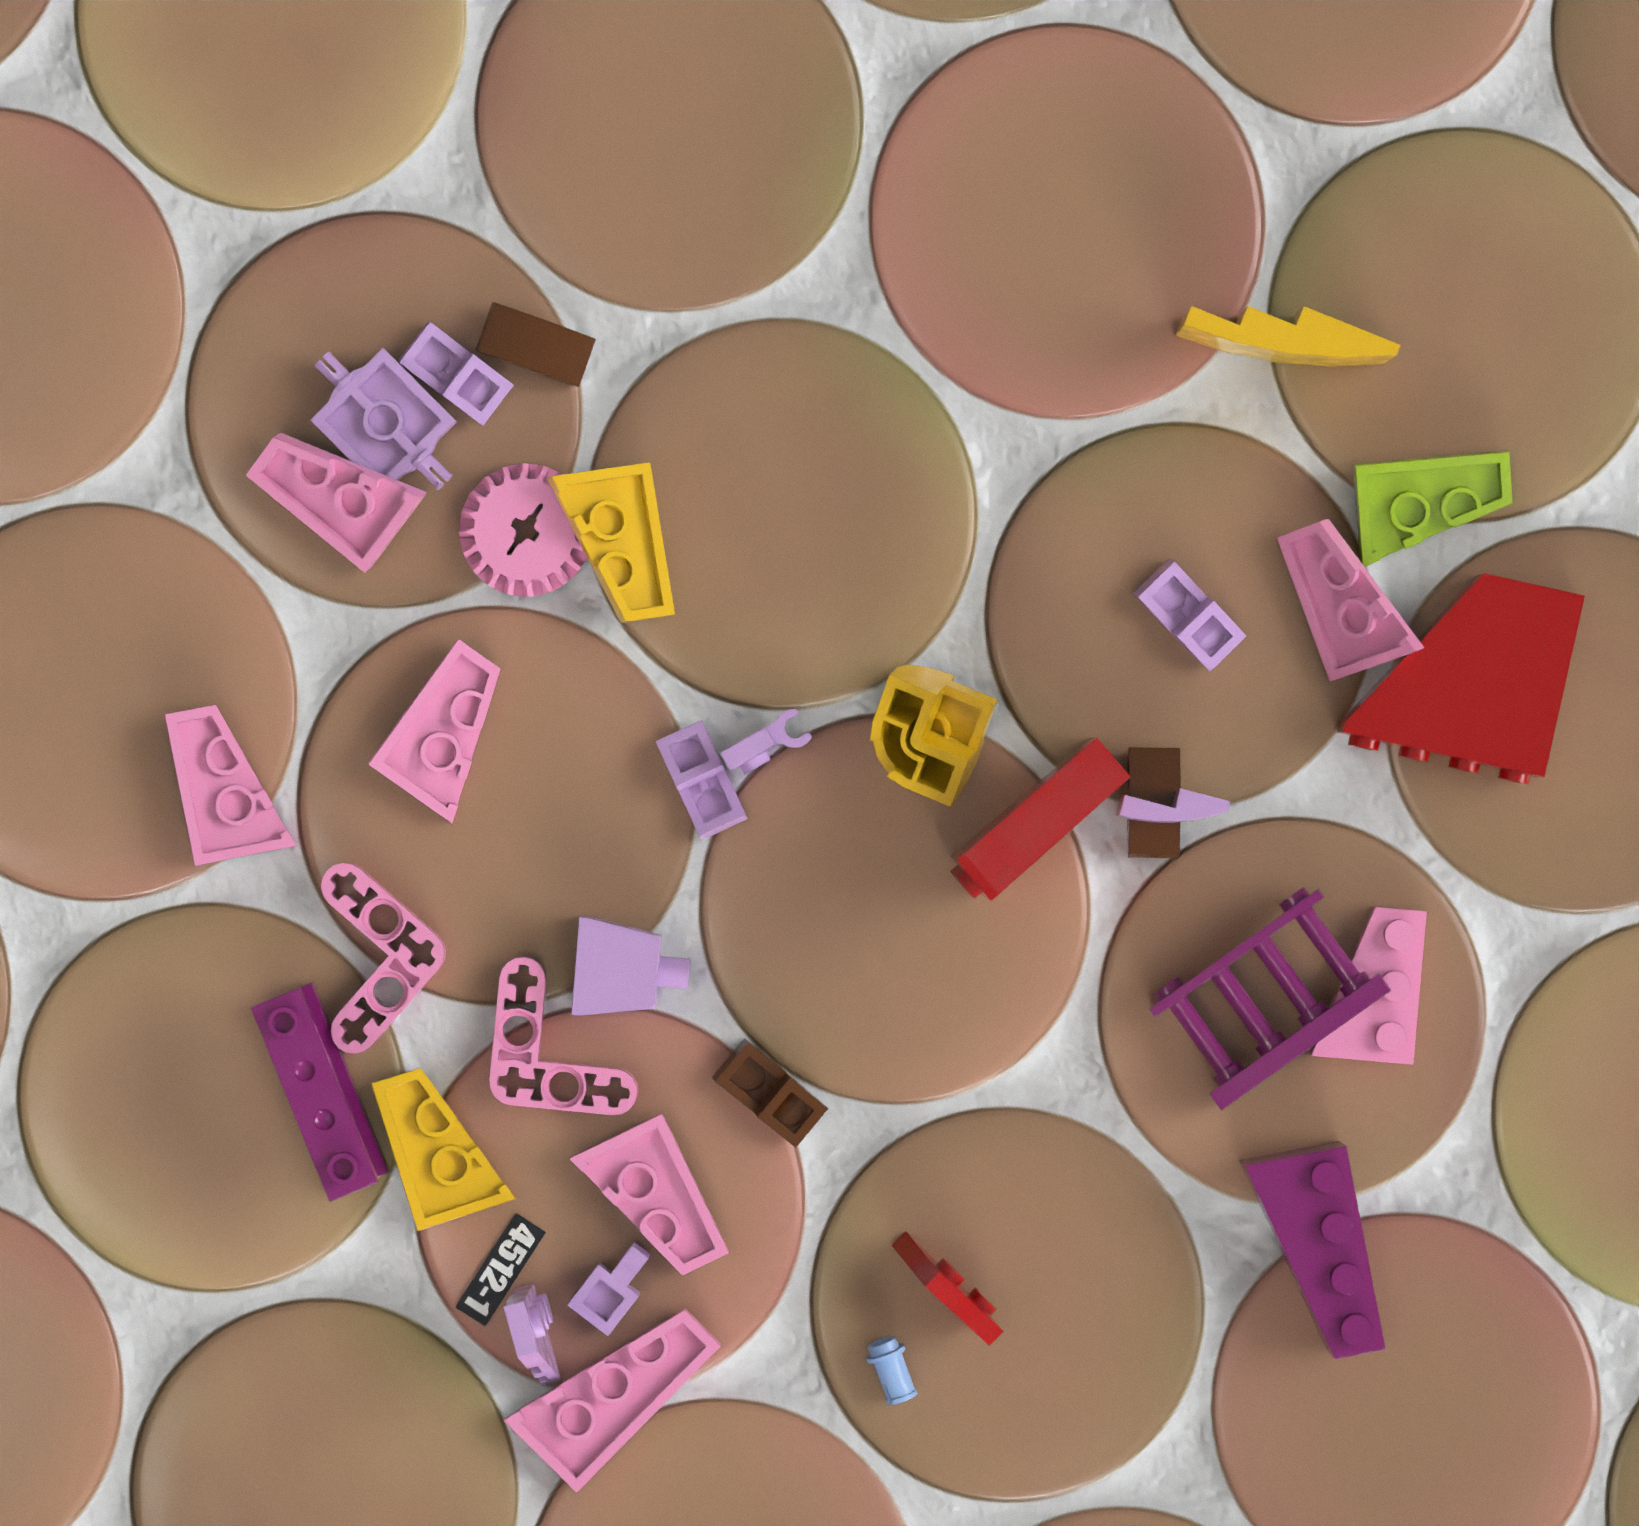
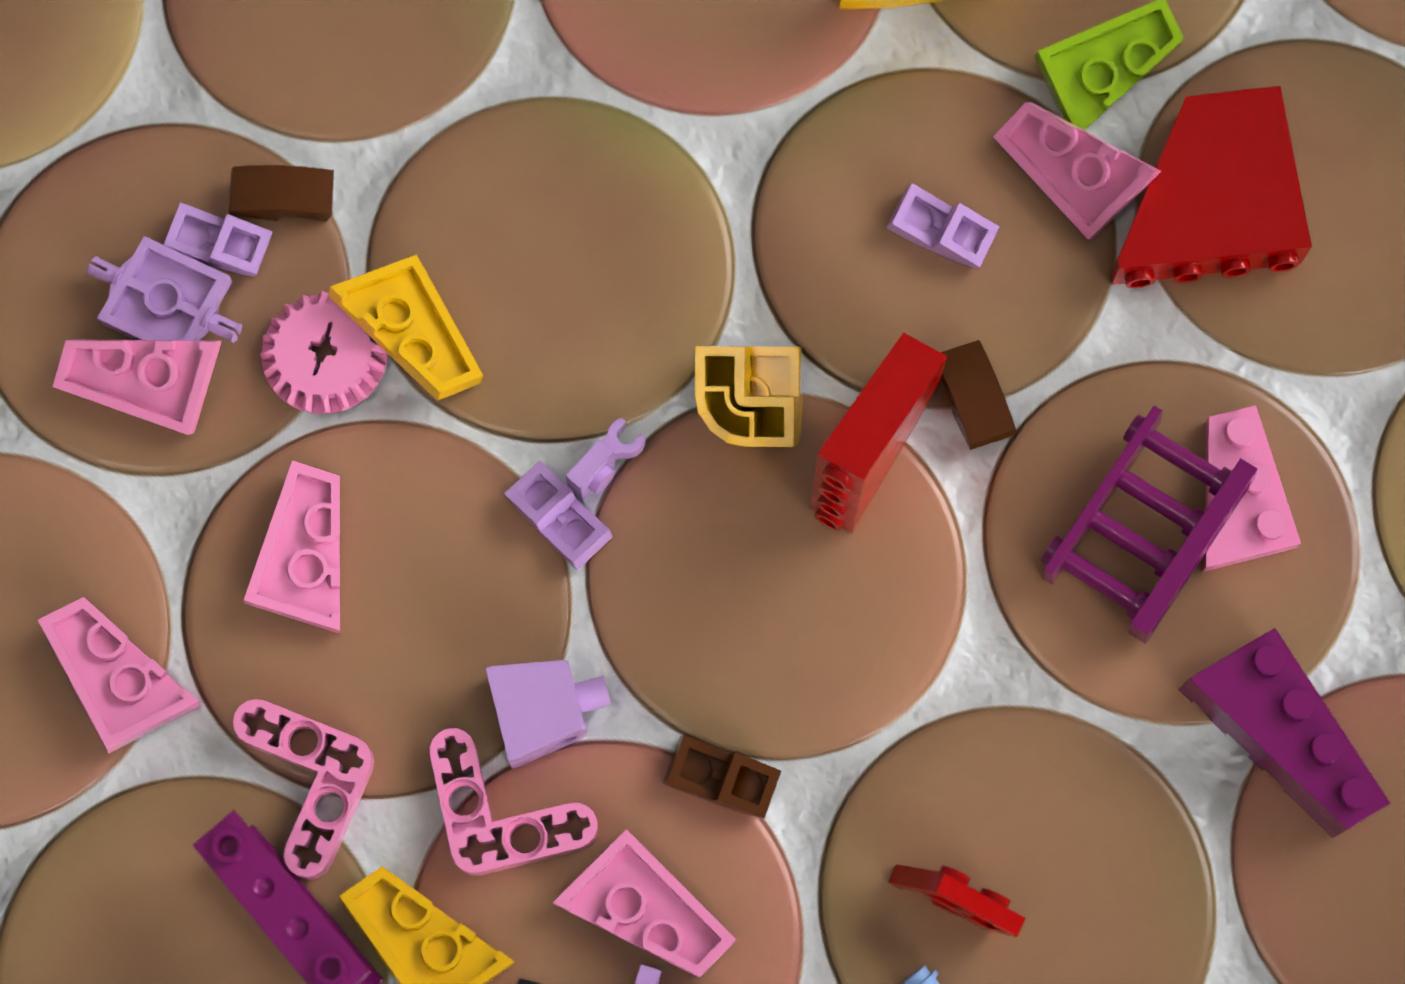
camera: 20 degrees left, 15 degrees down
(1185, 807) = (1008, 377): lavender slope -> none

